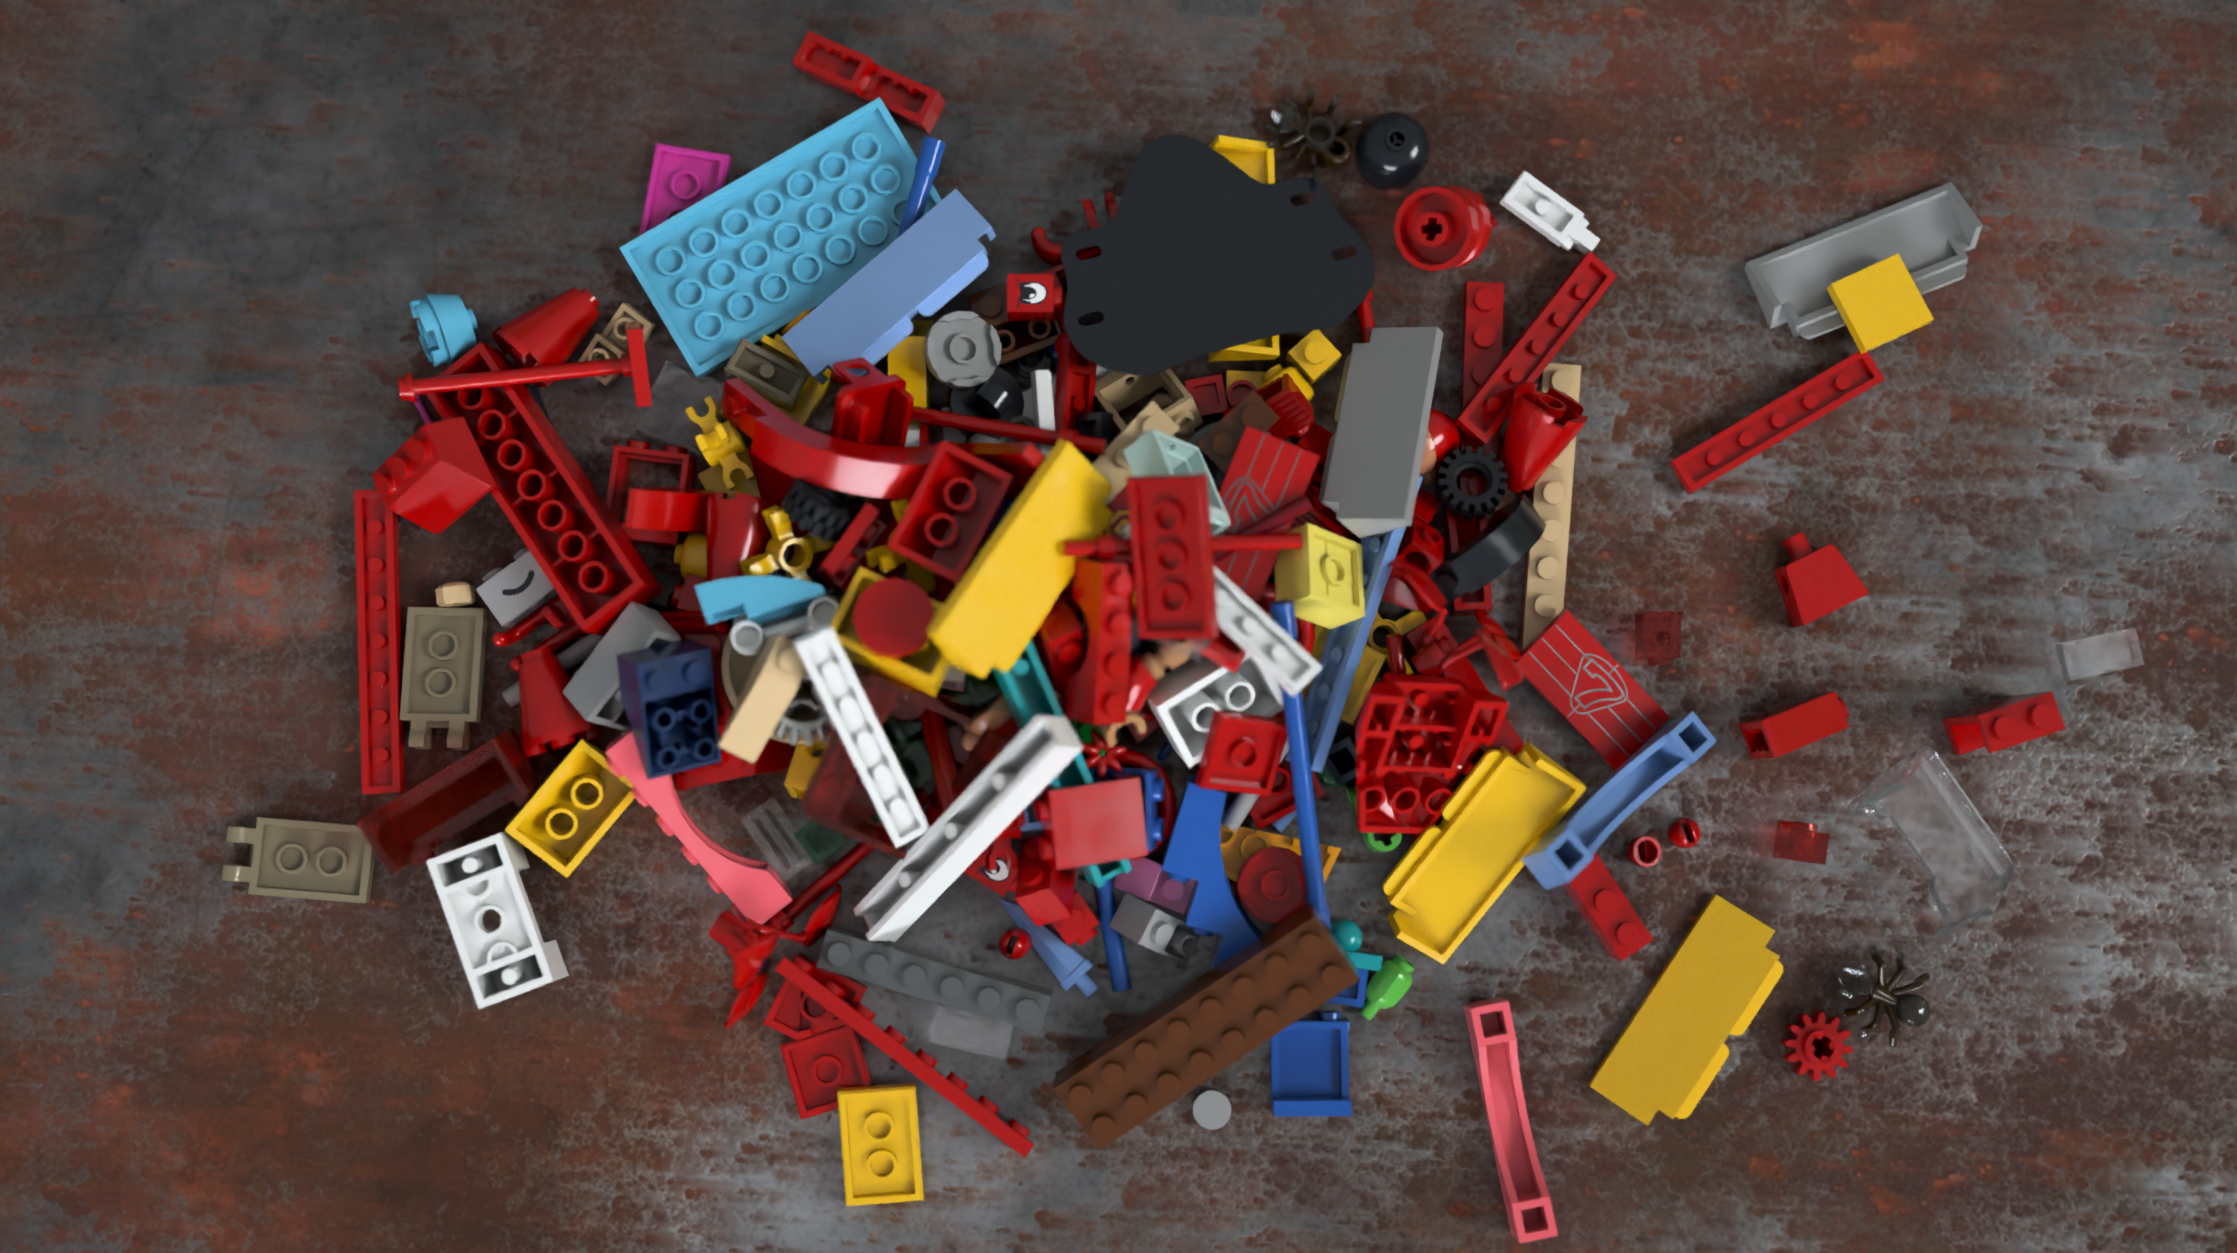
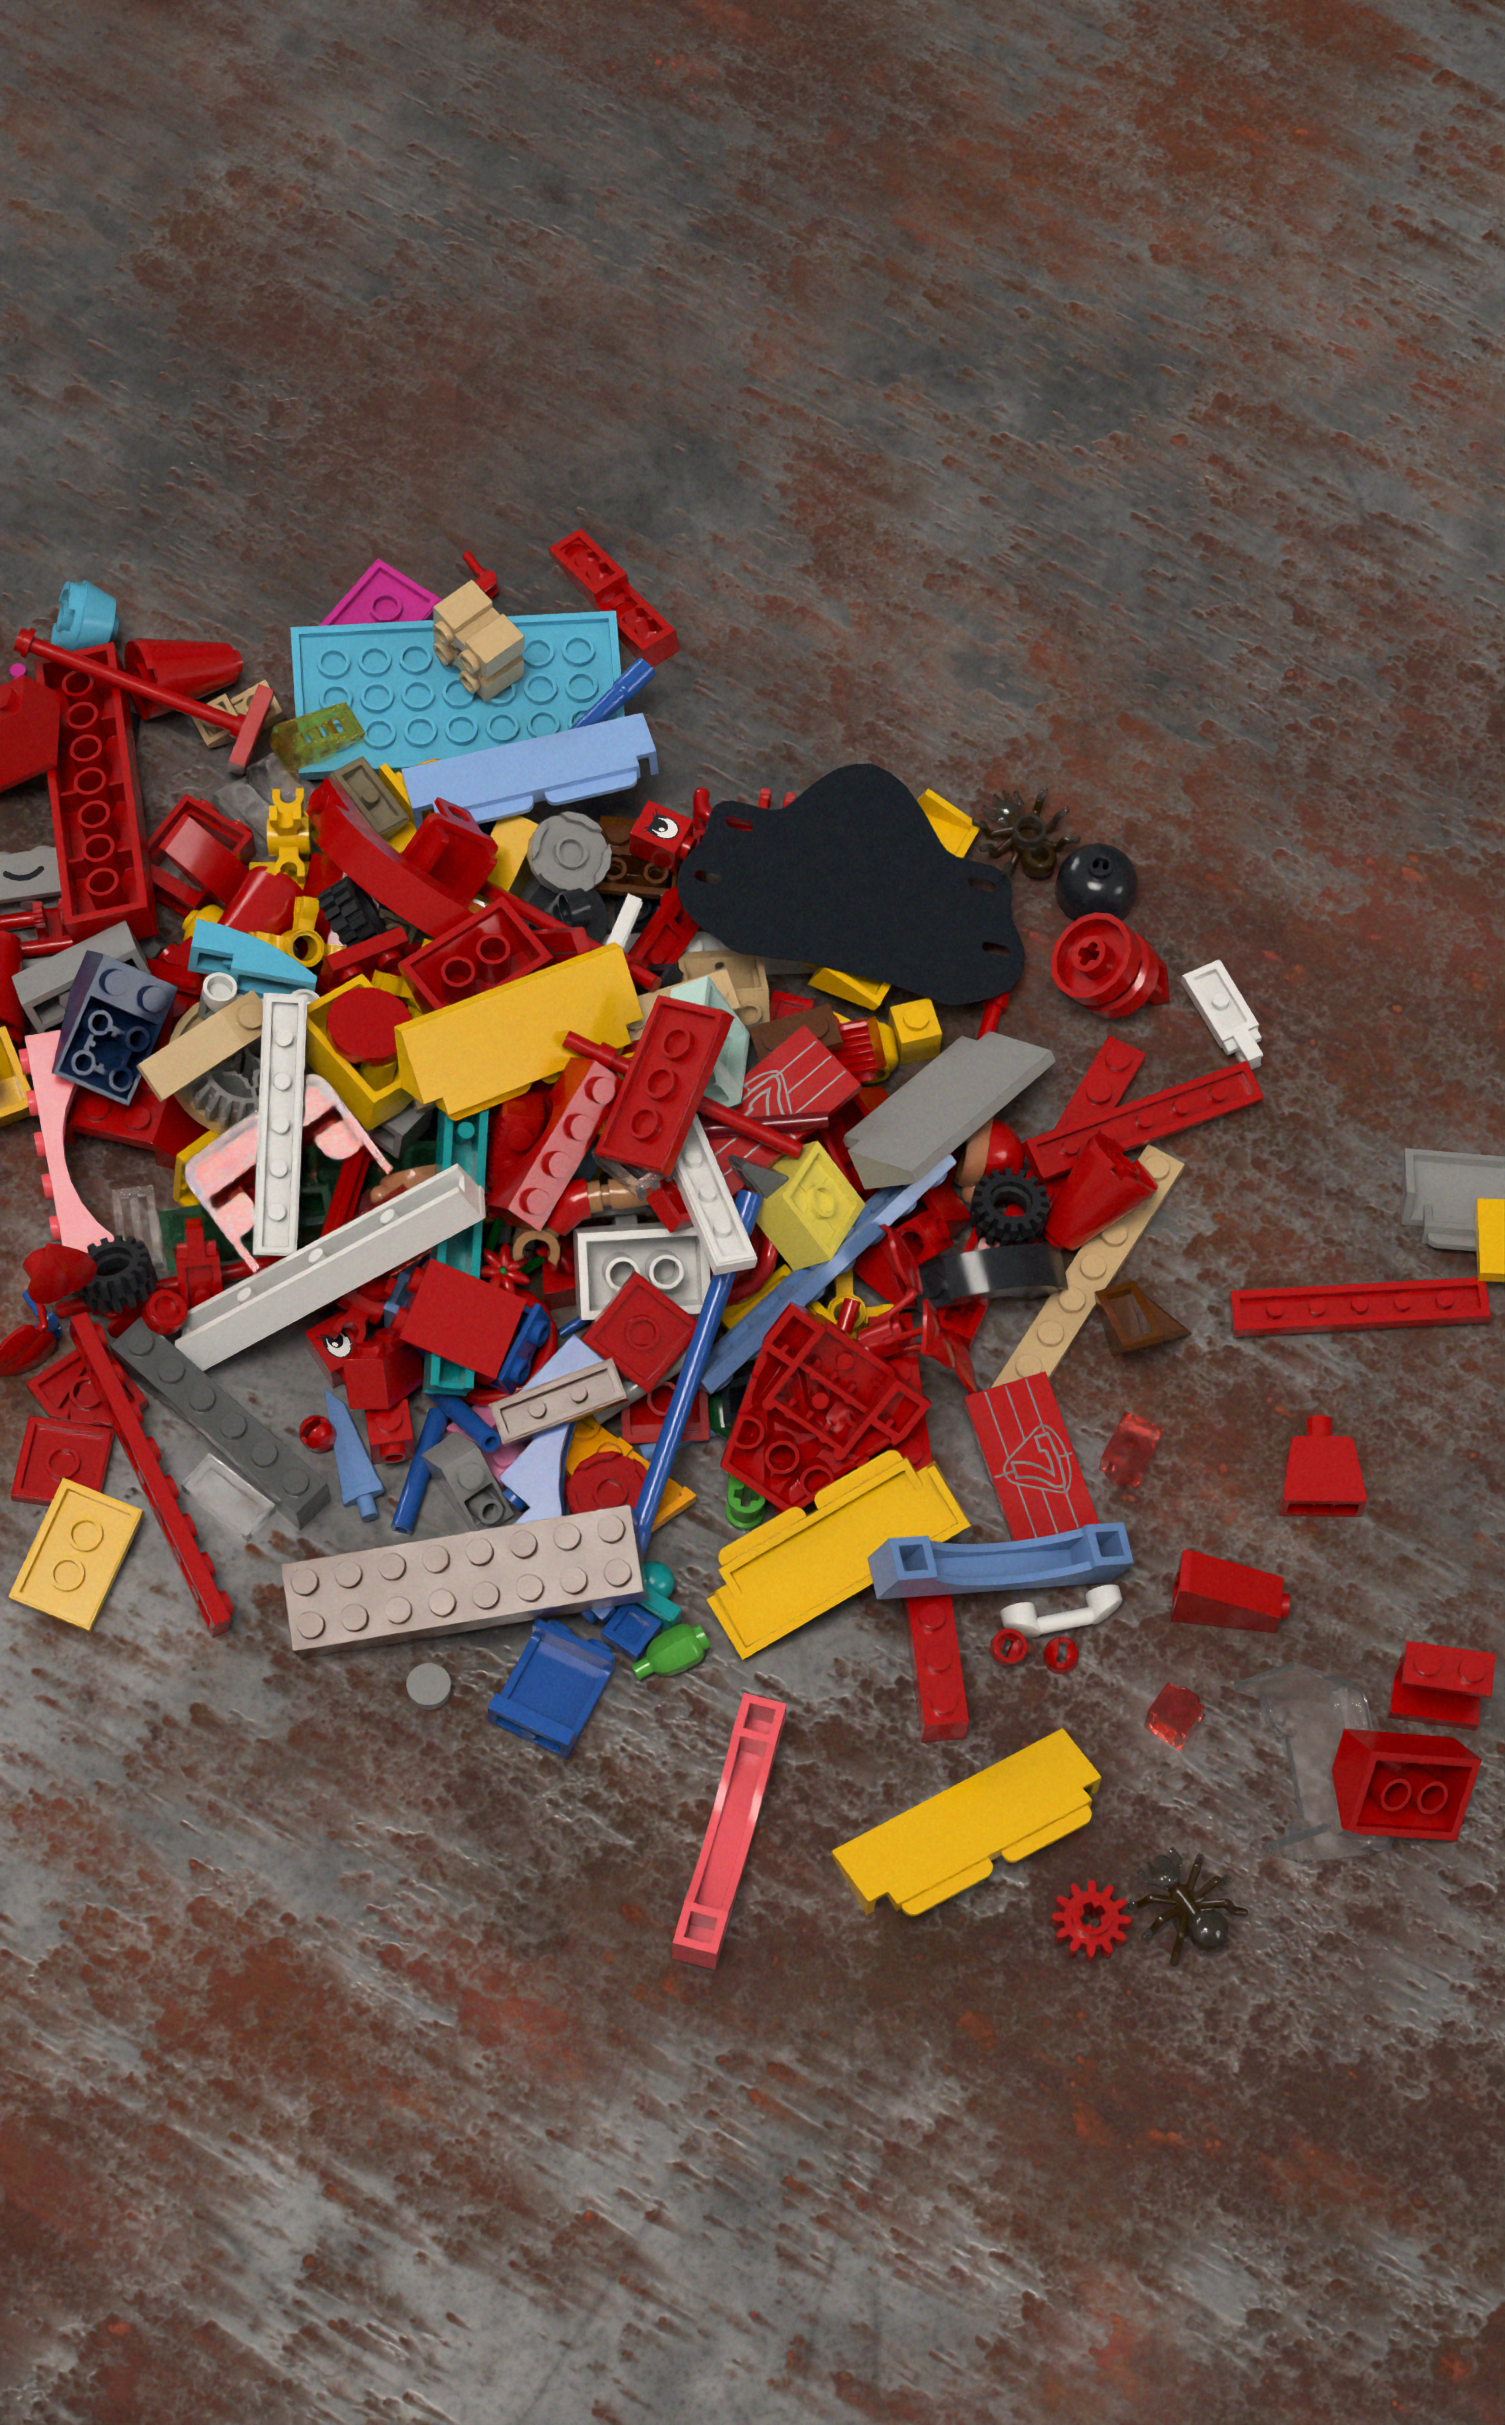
camera: 25 degrees right, 20 degrees down
(686, 369) = (295, 752): none -> clear yellow slope
(757, 121) = (485, 579): none -> red hand
(785, 190) = (477, 641): none -> tan brick
(809, 915) = (121, 1275): none -> black tyre
(845, 918) = (164, 1312): none -> red tile
(852, 866) = (198, 1265): none -> red hinge
(1144, 892) = (467, 1420): none -> blue piece
(1205, 845) = (558, 1402): none -> tile
(1277, 578) = (757, 1177): none -> dark grey slope
(1613, 526) = (1134, 1319): none -> reddish brown slope
(1696, 776) = (1100, 1601): none -> white bar
(2008, 818) = (1403, 1784): none -> red slope

